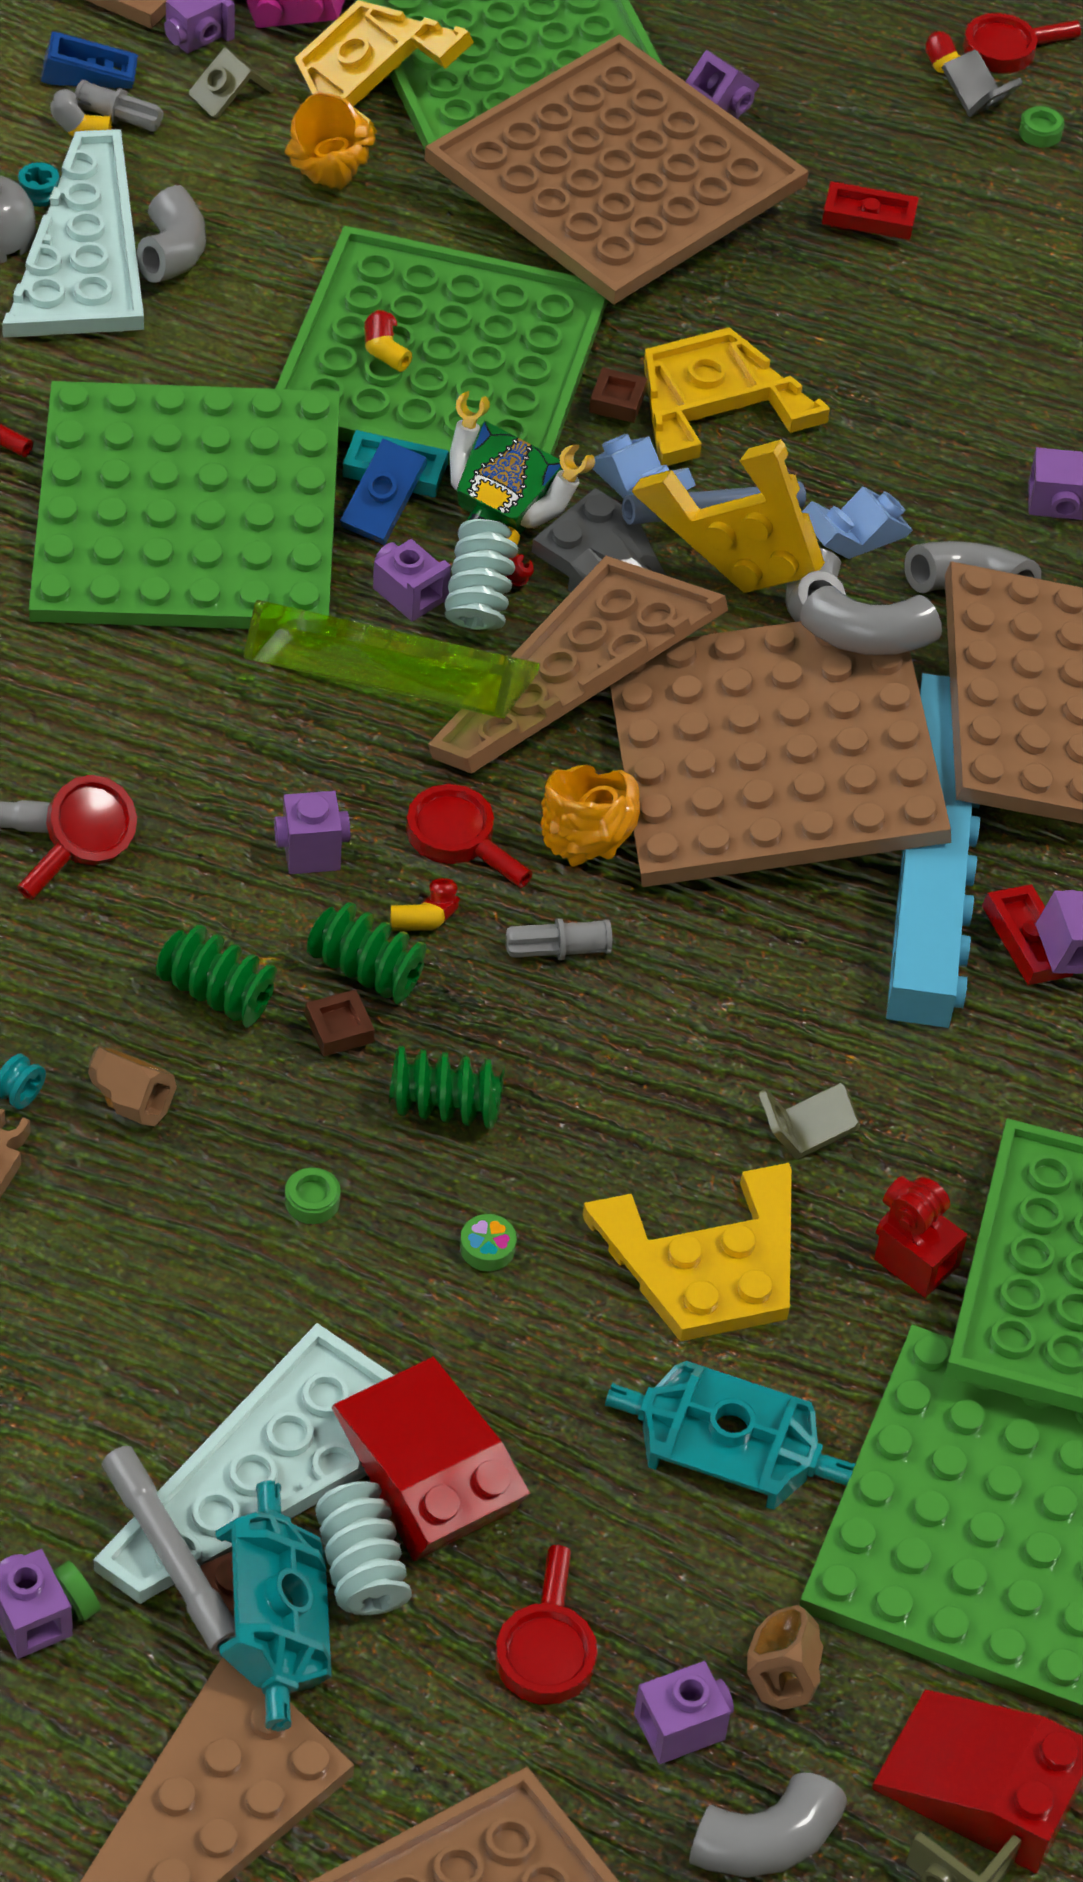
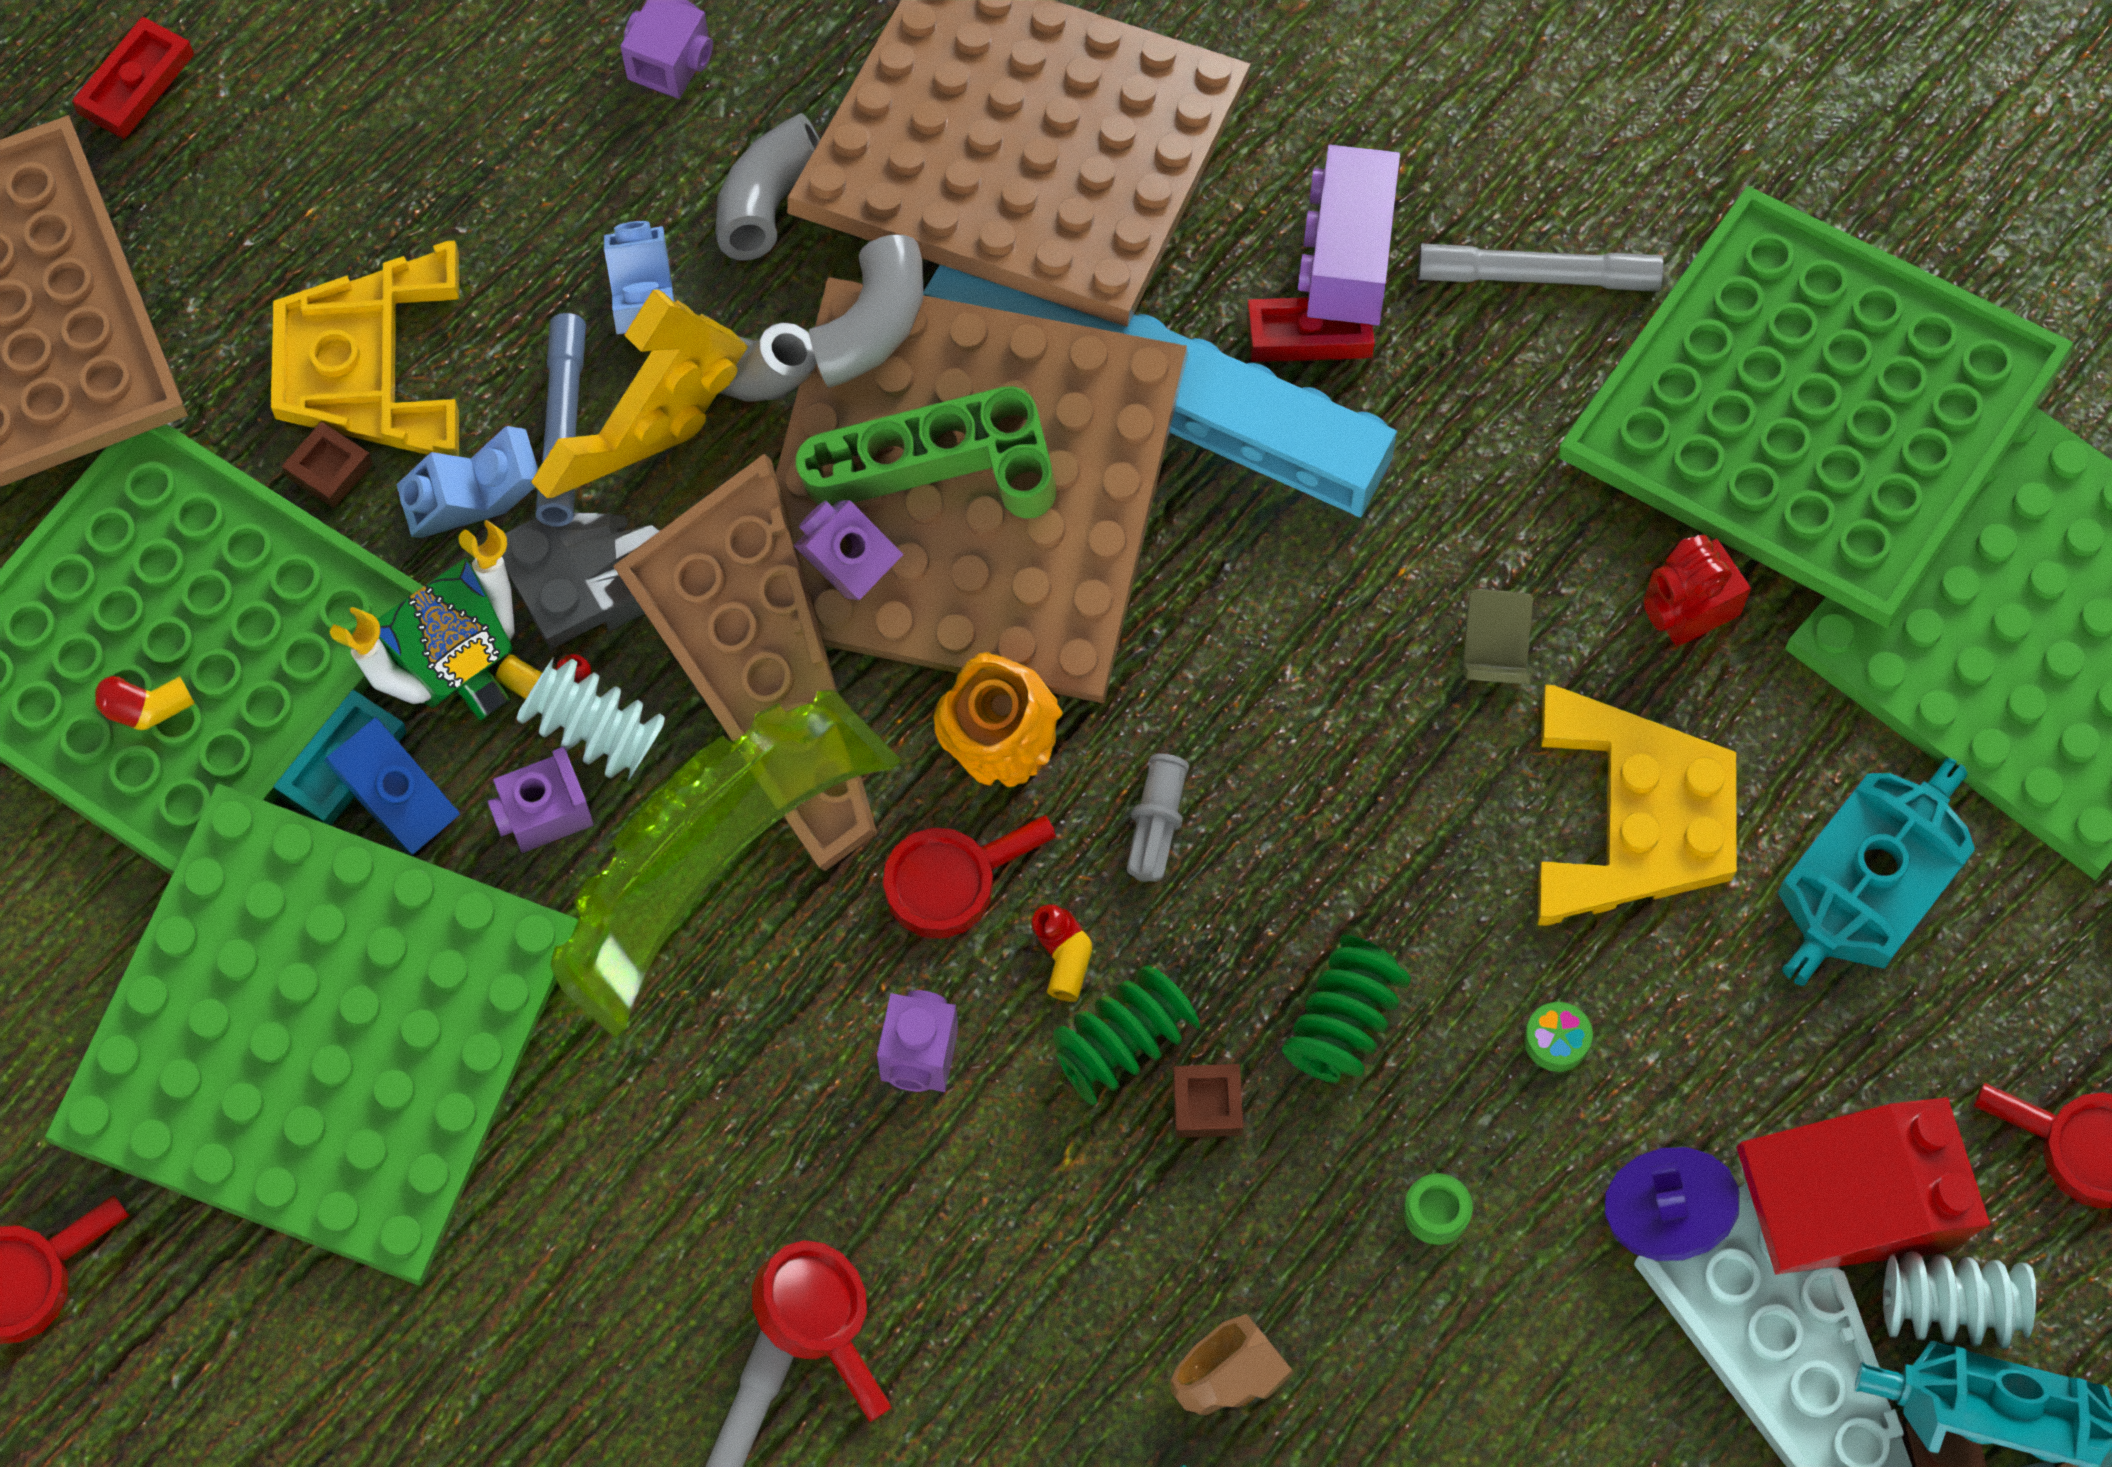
camera: 65 degrees left, 15 degrees up
(216, 975) = (1102, 1214): green piece -> none
(370, 1339) = (1672, 1204): none -> dark purple piece
(673, 666) = (867, 552): none -> medium lavender brick
(803, 717) = (925, 462): none -> bright green beam

